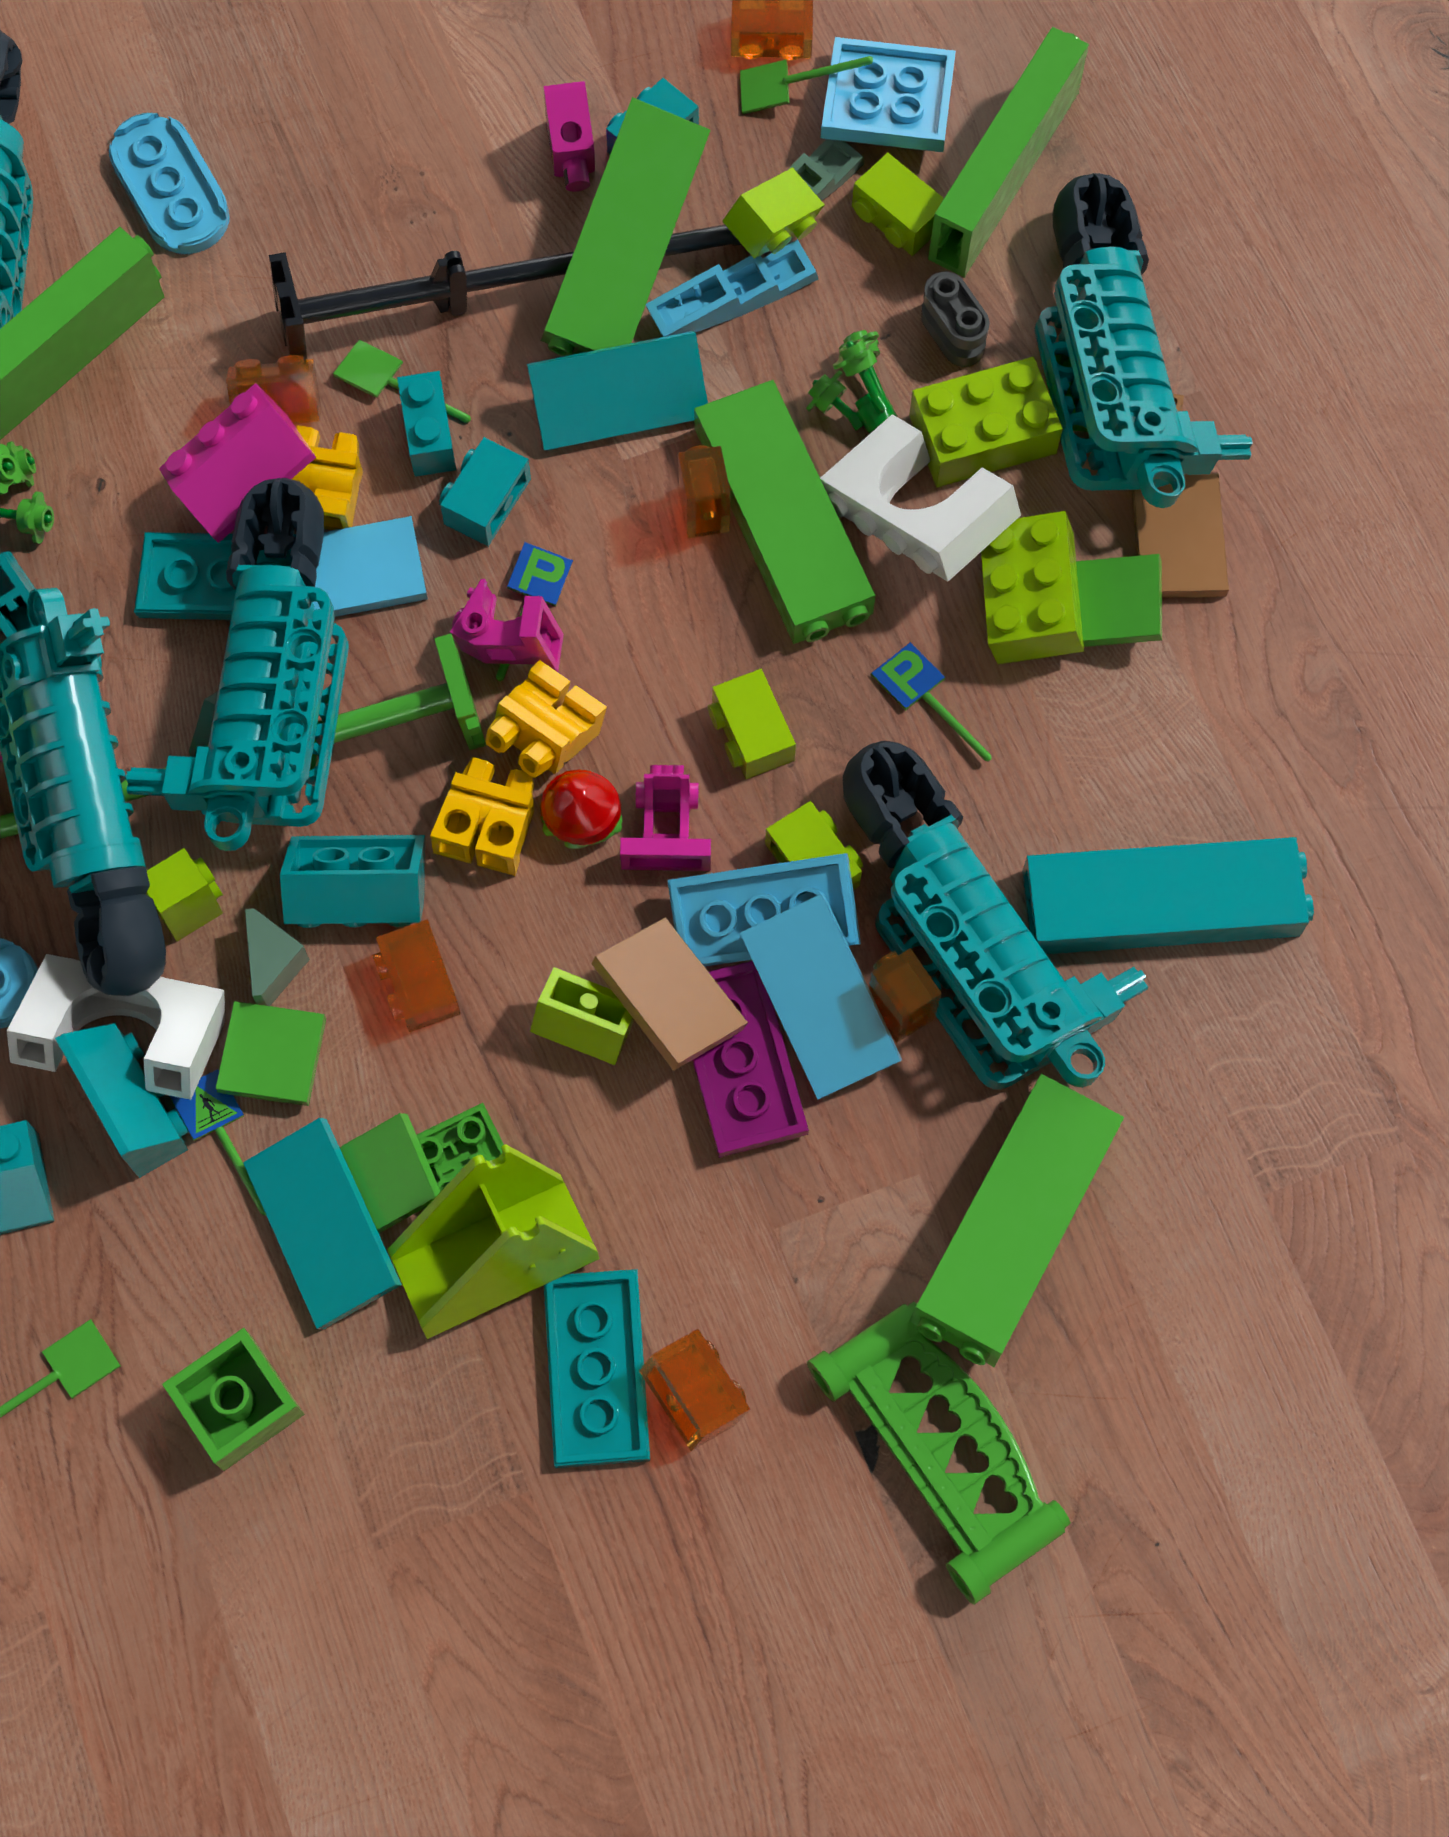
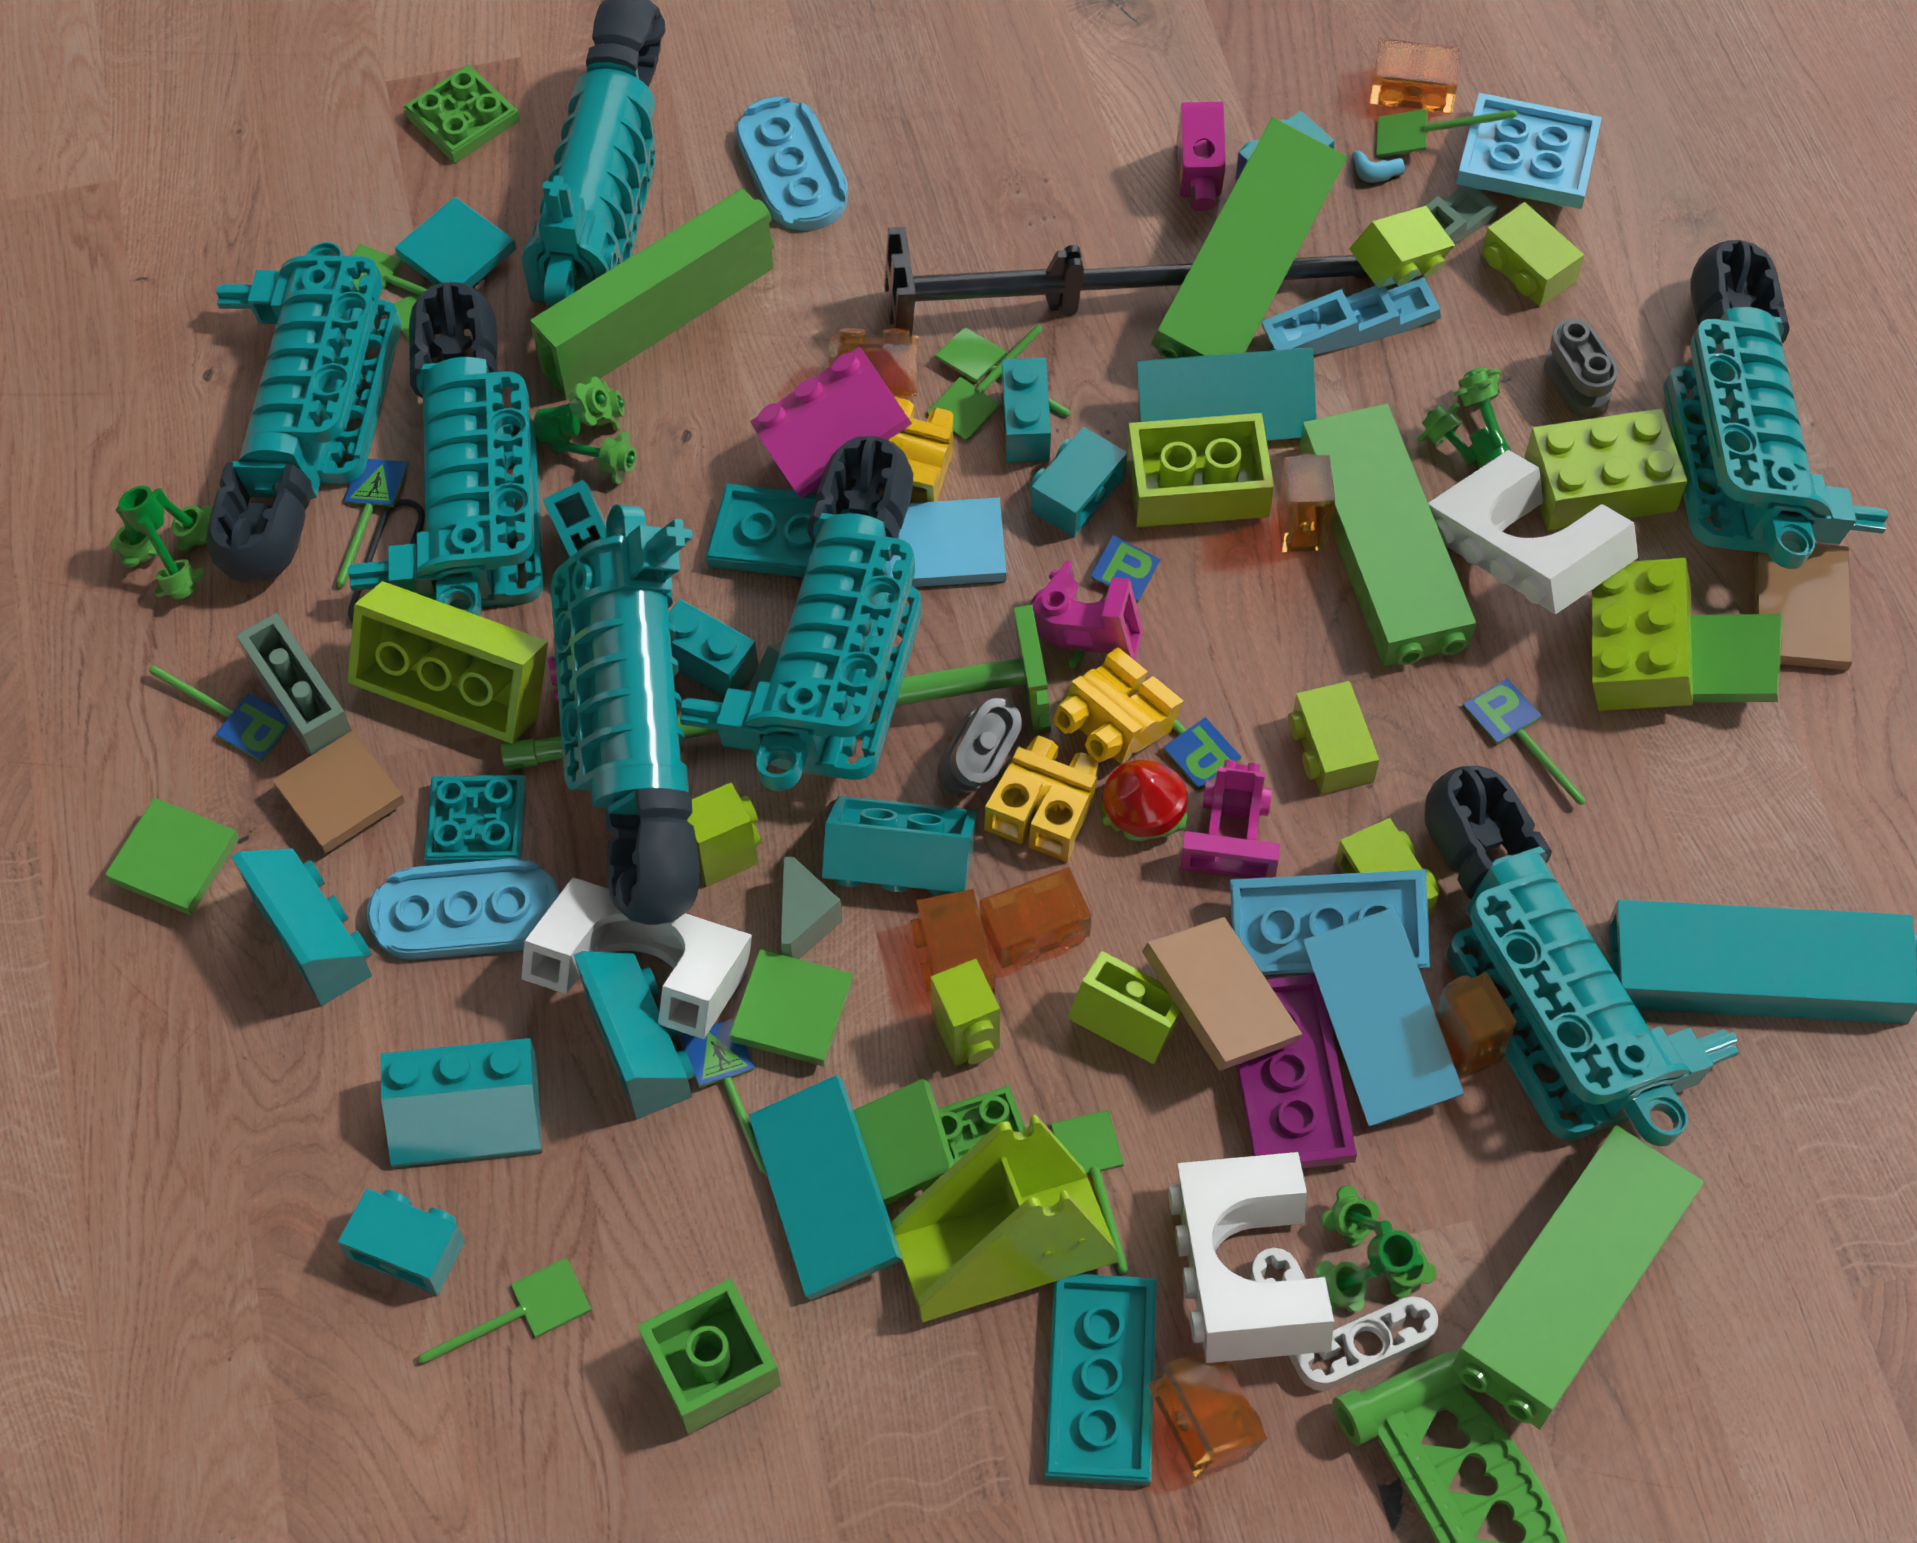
camera: 10 degrees right, 10 degrees down
(148, 708) = (711, 650): none -> teal brick
(371, 420) = (970, 404): none -> bright green piece
(419, 775) = (979, 746): none -> brick
(434, 1042) = (966, 1013): none -> lime brick
(490, 938) = (1035, 918): none -> clear orange brick
(566, 1150) = (1096, 1149): none -> bright green piece
(600, 467) = (1199, 470): none -> lime brick
(629, 750) = (1200, 751): none -> piece
(710, 1300) = (1233, 1313): none -> white arch
(744, 130) = (1377, 171): none -> medium azure animal
(790, 1303) = (1395, 1314): none -> white beam
(843, 1224) = (1388, 1252): none -> bright green plant
(1007, 152) = (1649, 213): bright green brick -> none

